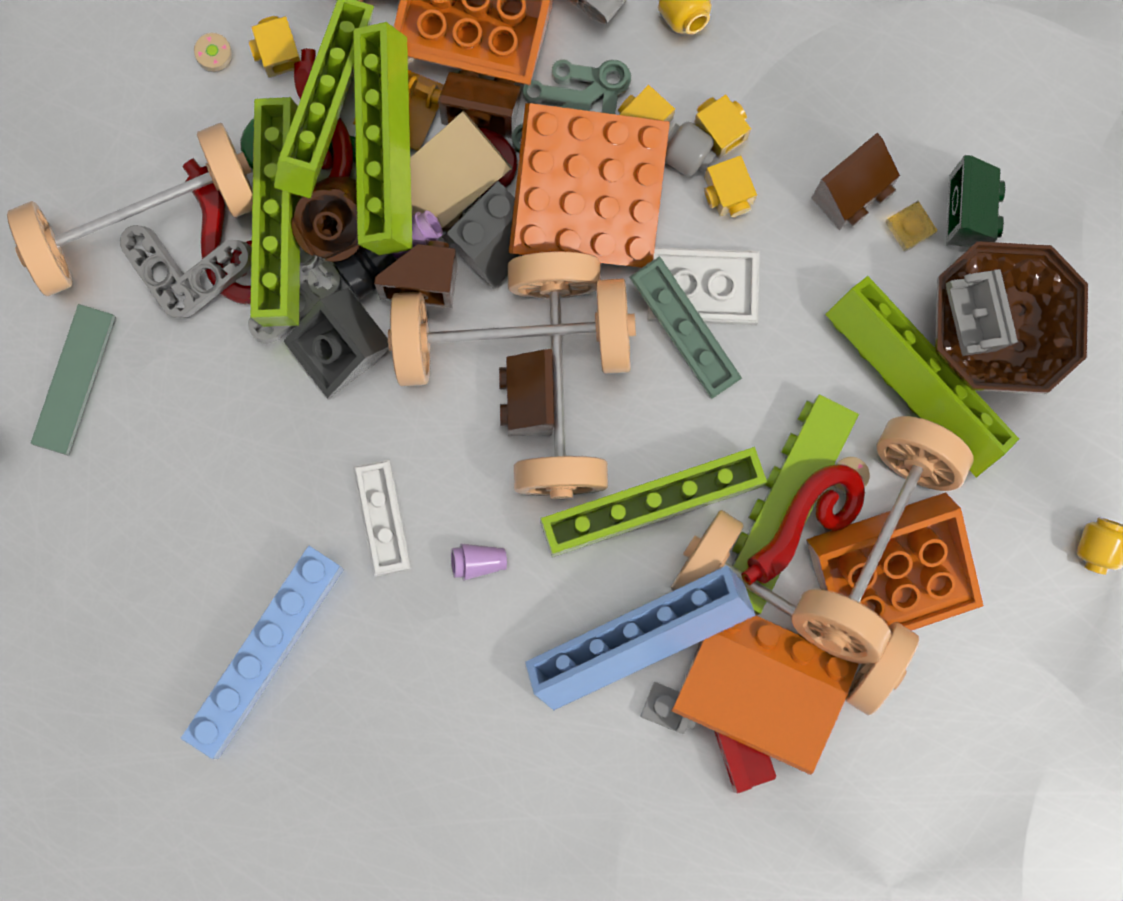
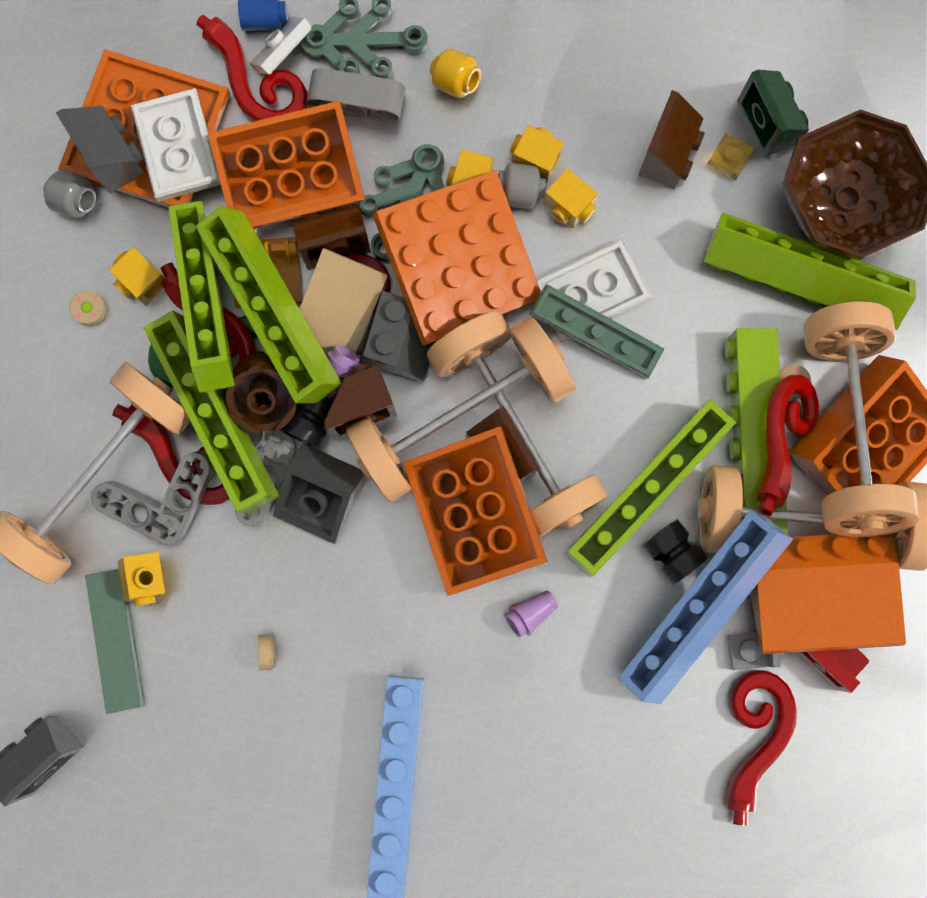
camera: 20 degrees left, 0 degrees up
(129, 334) = (141, 578): none -> yellow brick
(208, 465) = (265, 652): none -> tan tile
(382, 518) = (432, 619): white tile -> none
(472, 435) = (475, 511): none -> orange slope
(594, 825) = (744, 783): none -> red plant
(644, 574) = (675, 552): none -> black wheel
(981, 312) = (837, 191): light grey hinge -> none

